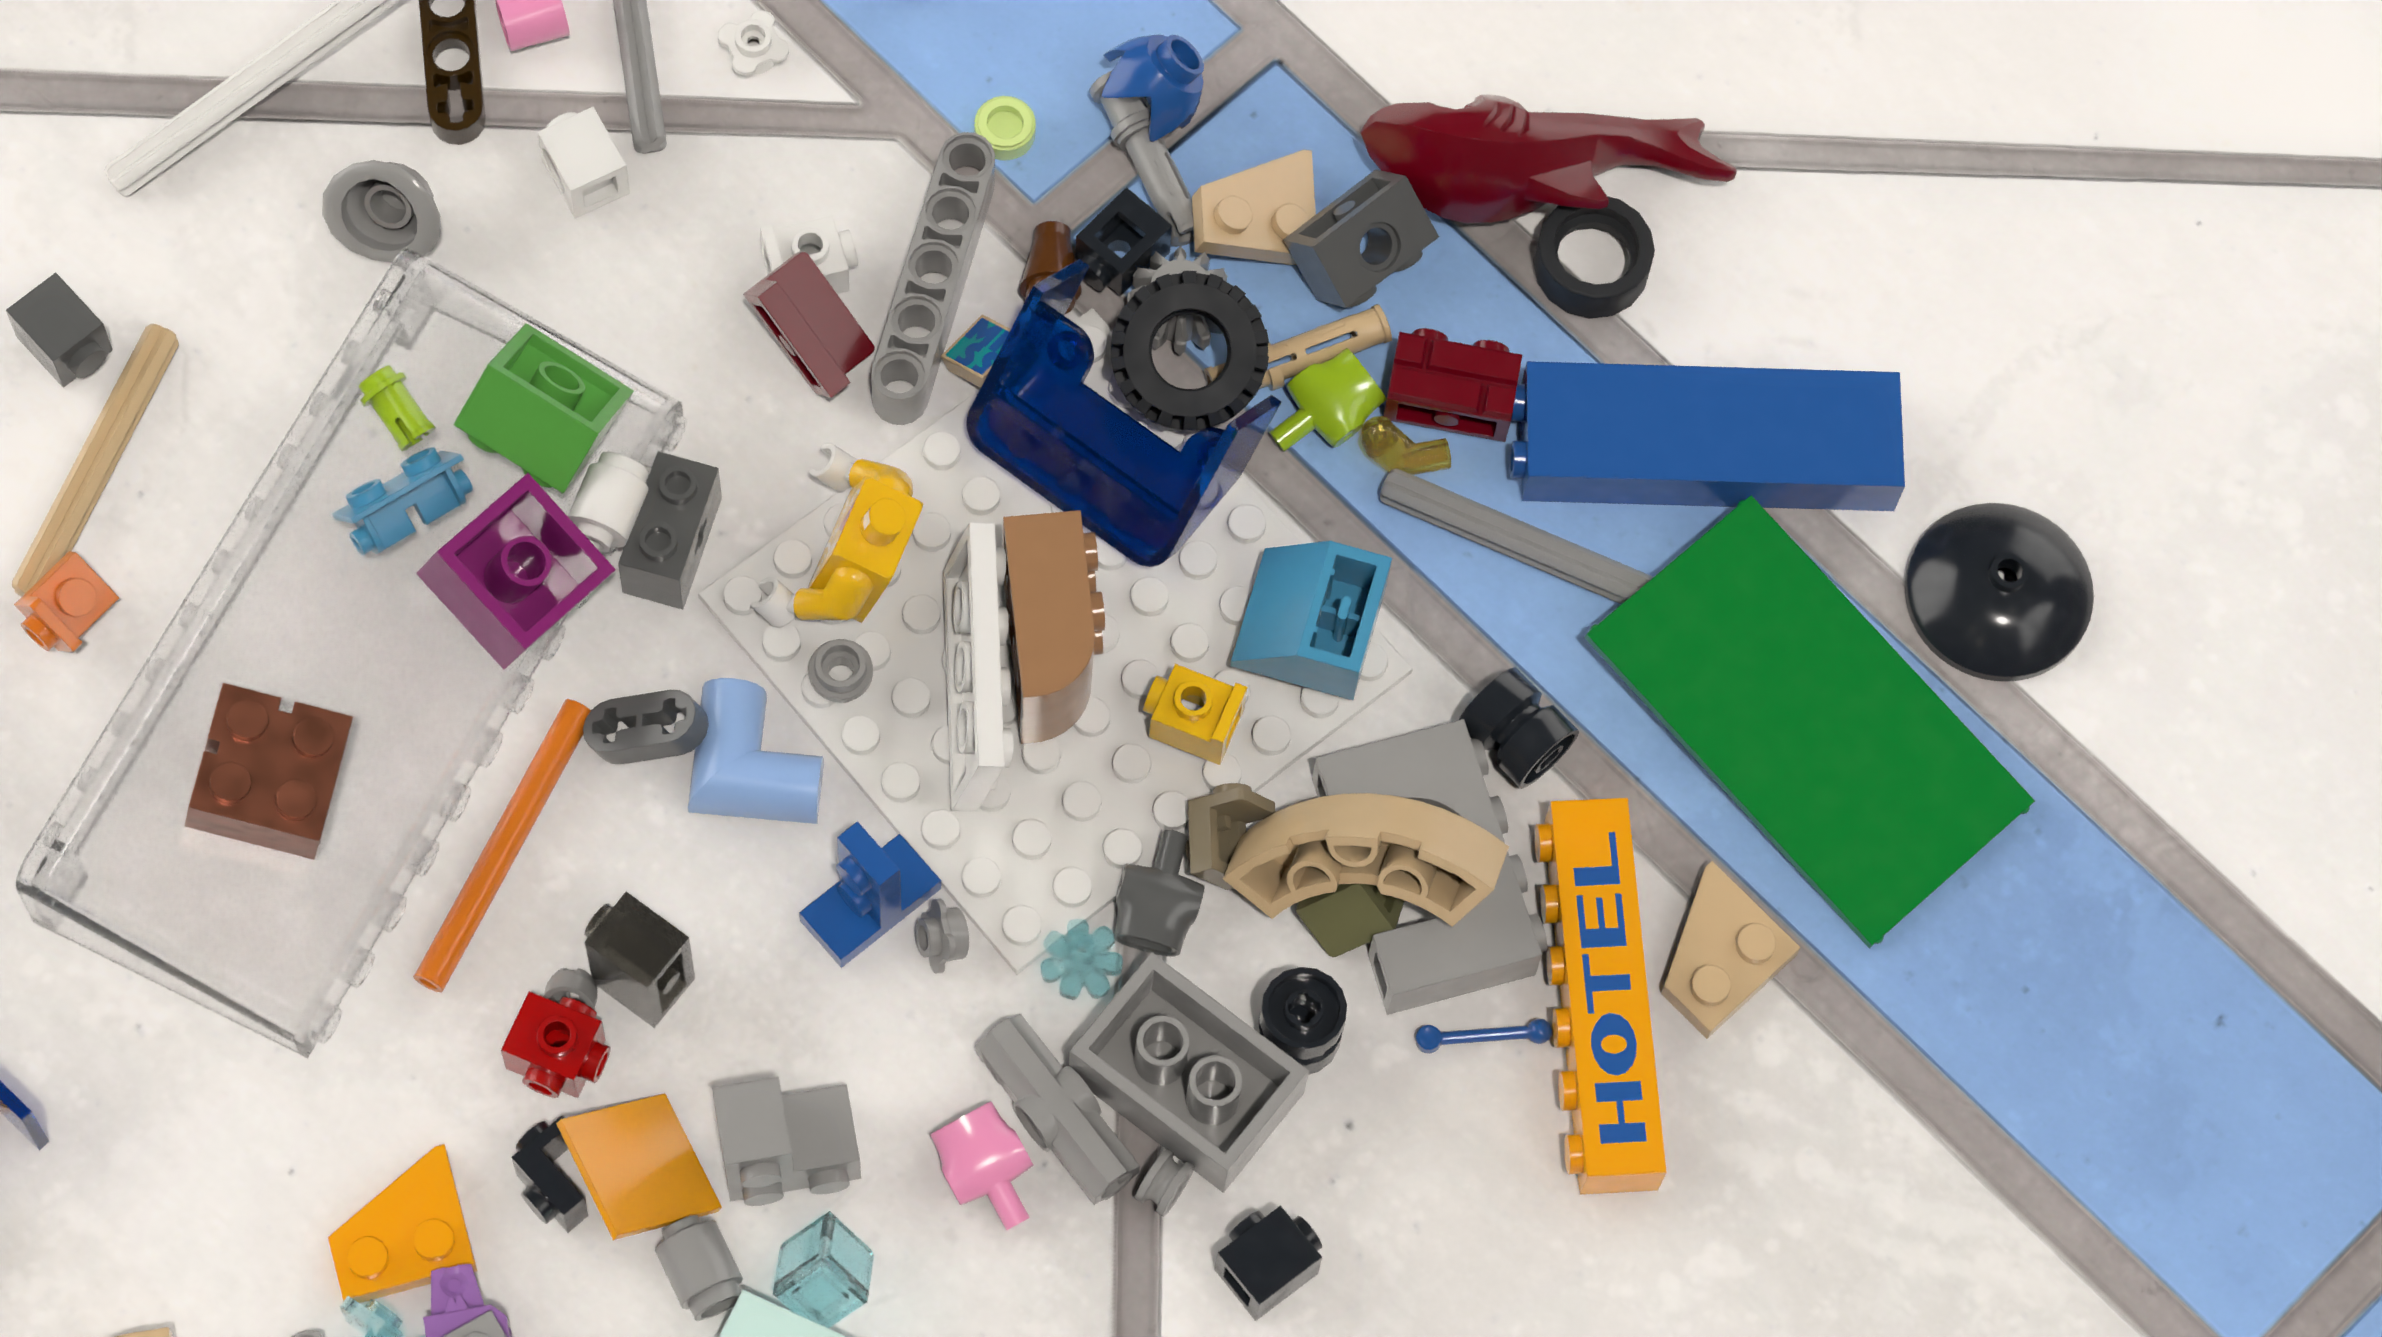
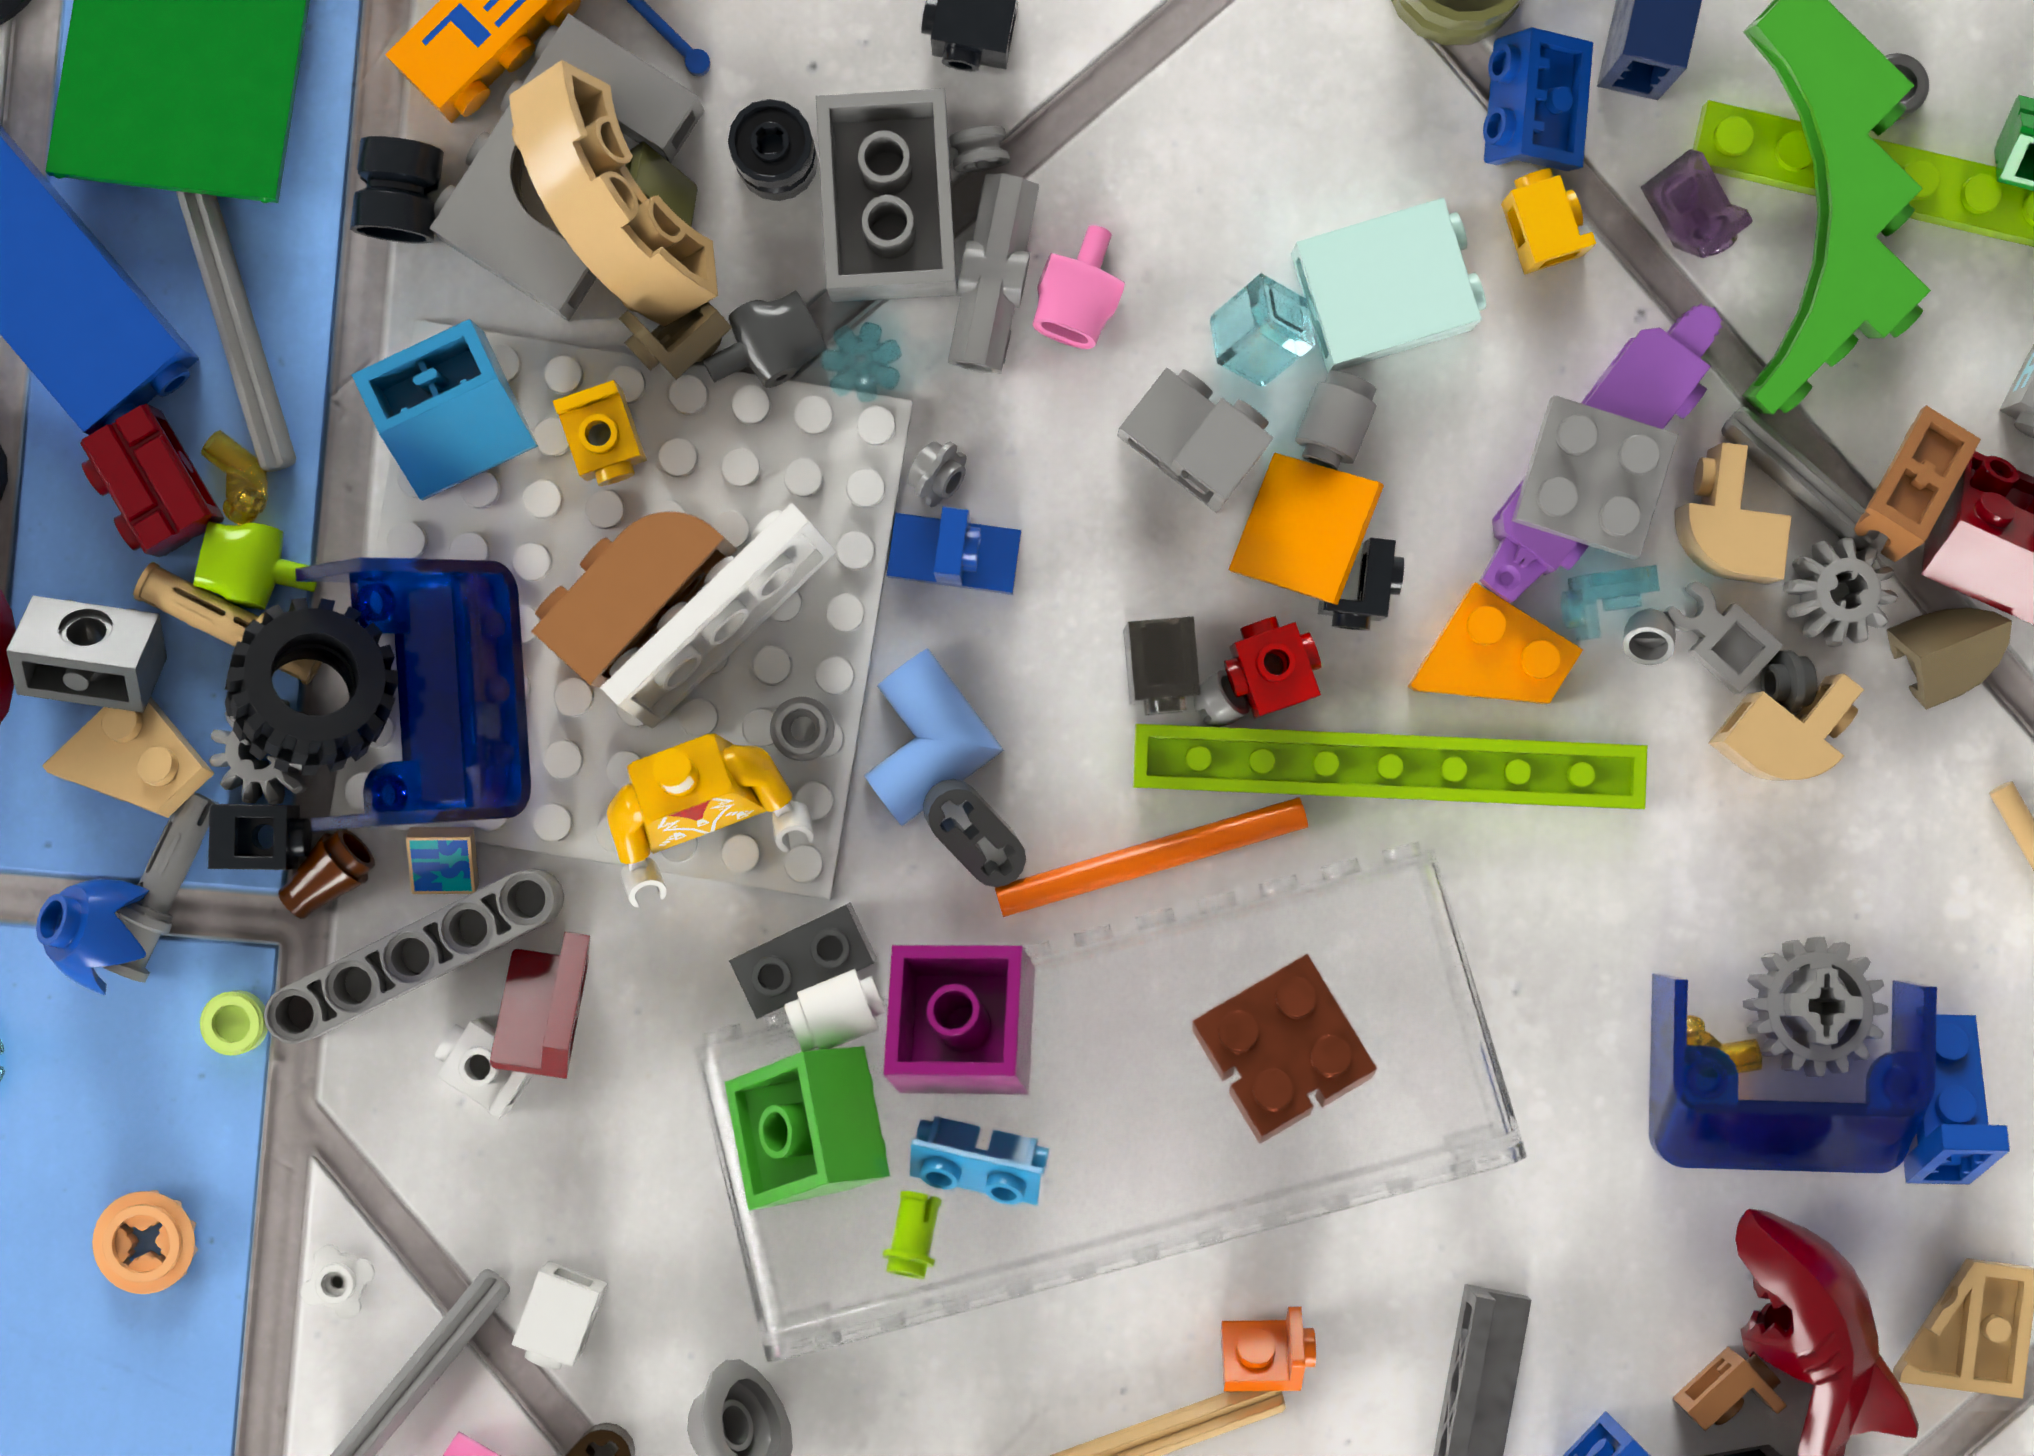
camera: 125 degrees left, 20 degrees up
(391, 1079) = (1390, 766): none -> lime plate

